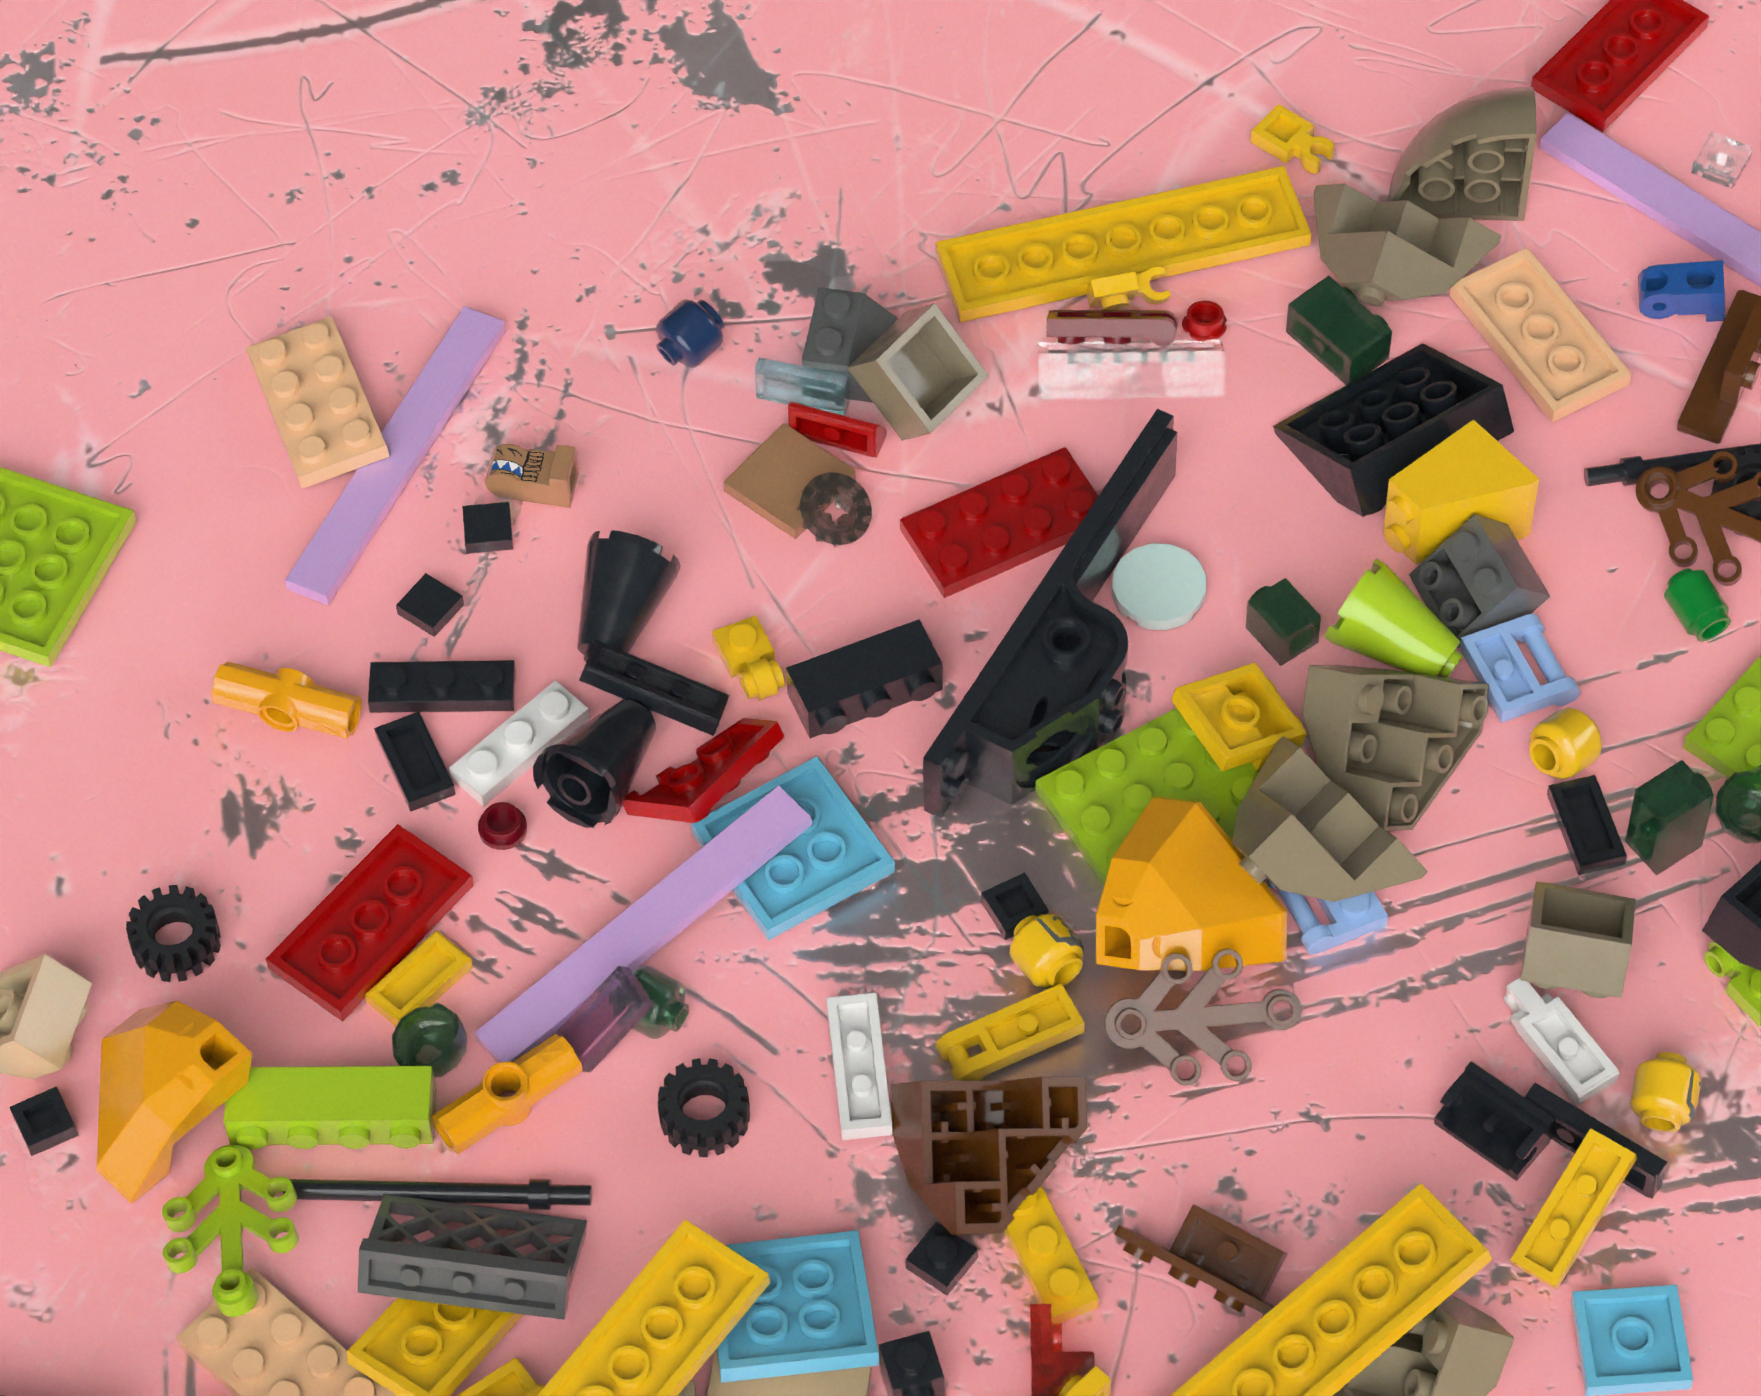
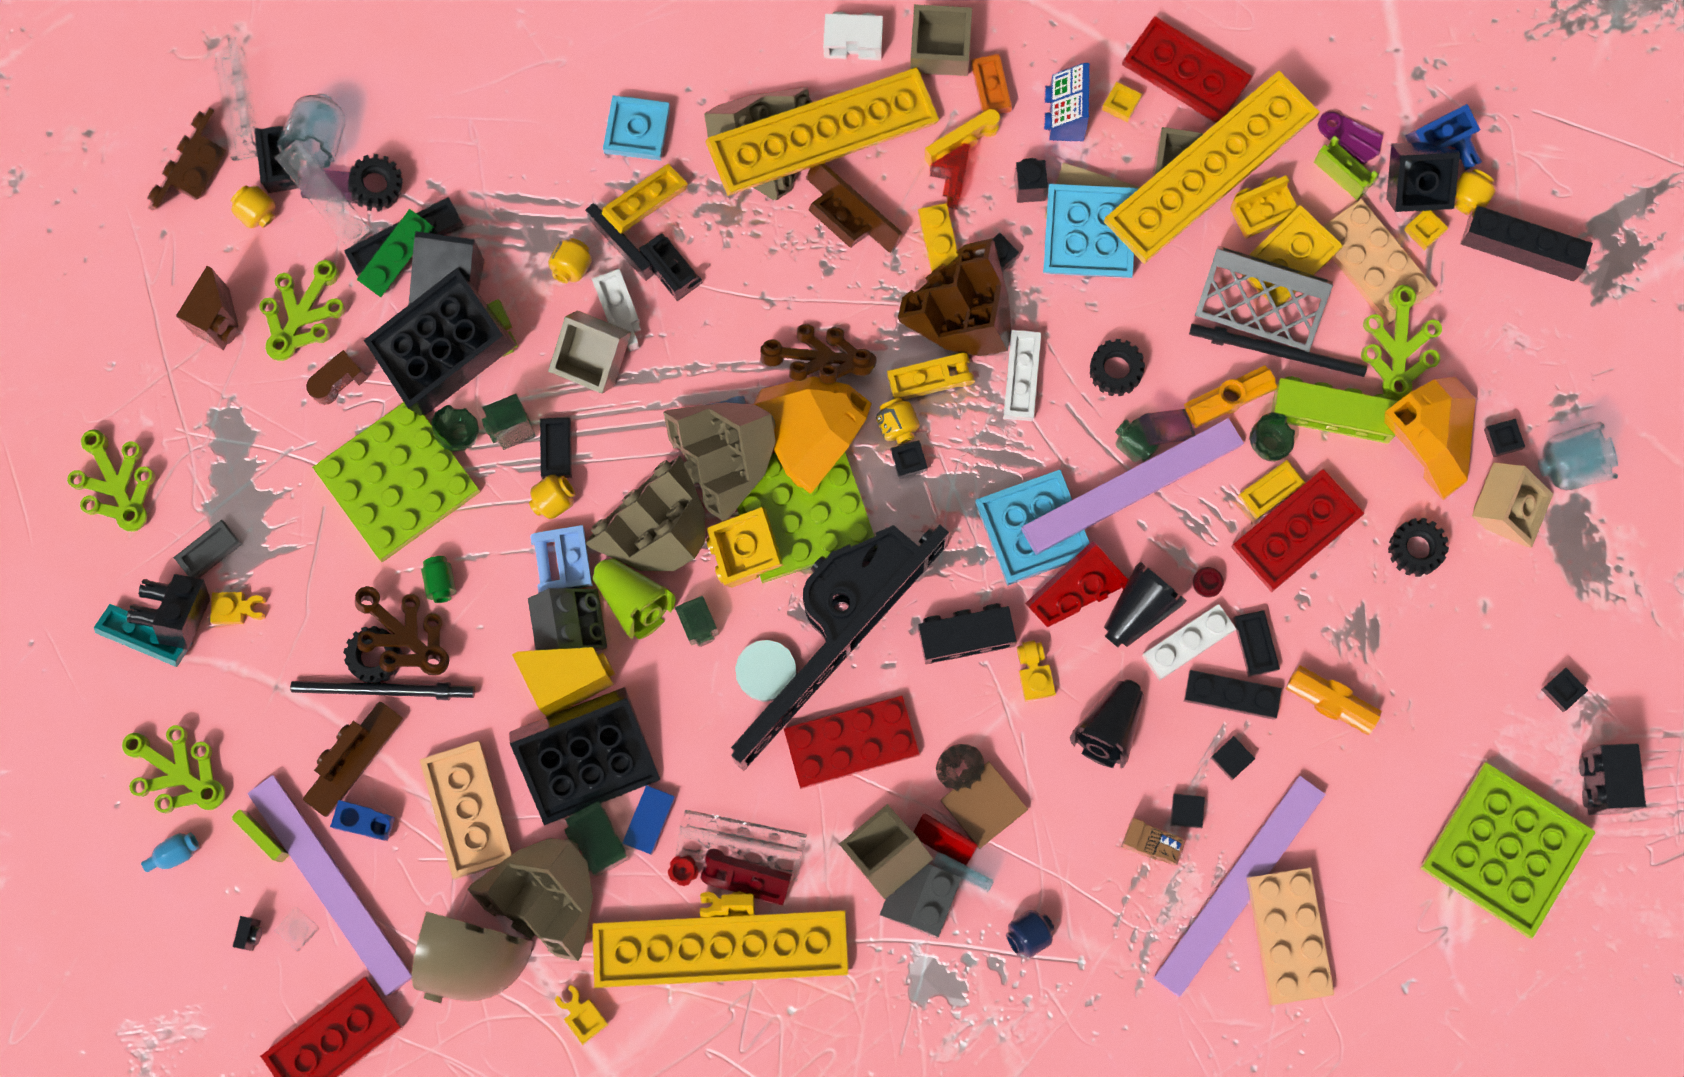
camera: 165 degrees left, 20 degrees up
(654, 687) = (1101, 651): black tile -> none
(1273, 375) = (648, 820): none -> blue tile

